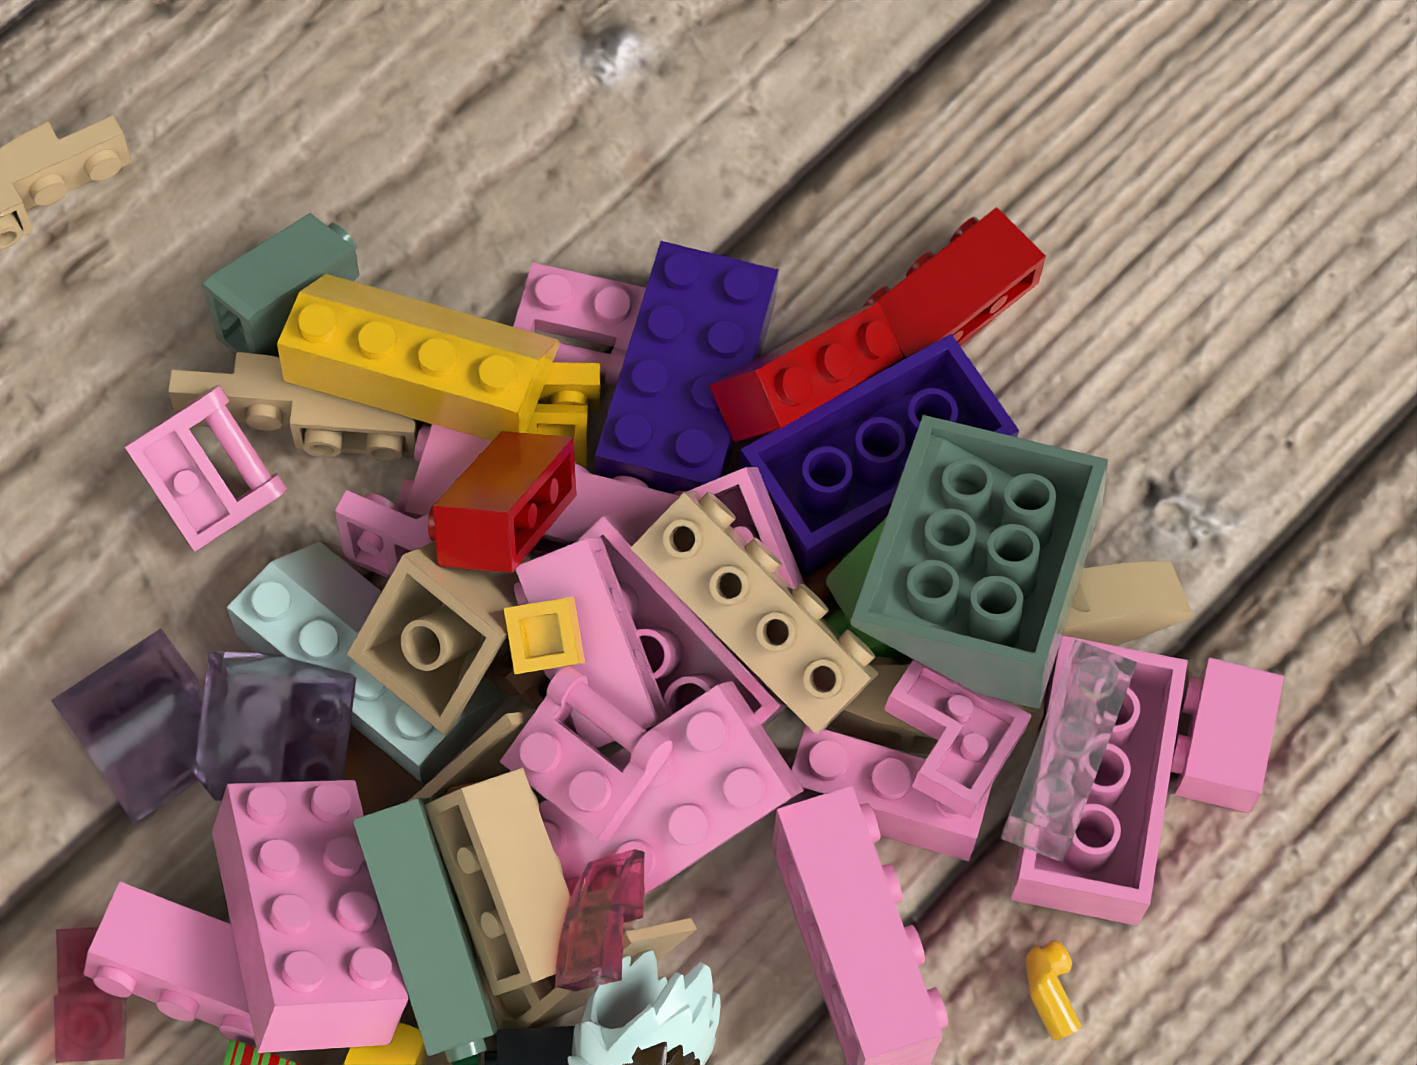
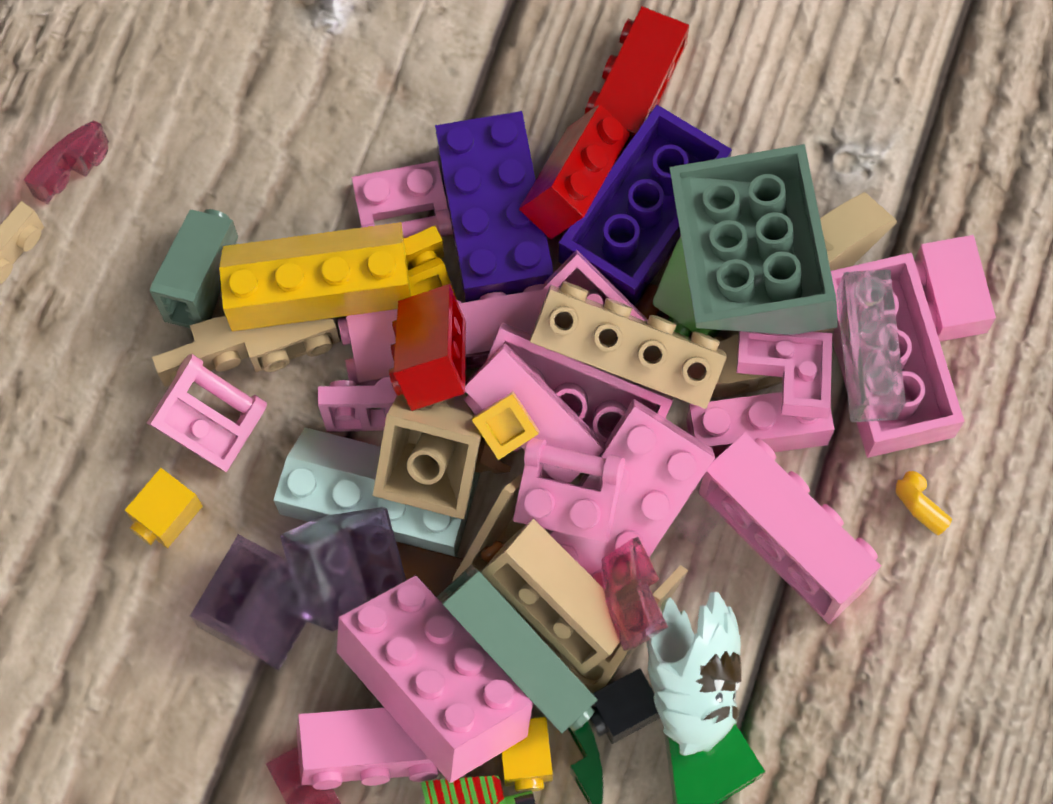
camera: 20 degrees left, 5 degrees up
(92, 561) = (162, 509): none -> yellow brick
(215, 86) = (75, 152): none -> clear pink slope

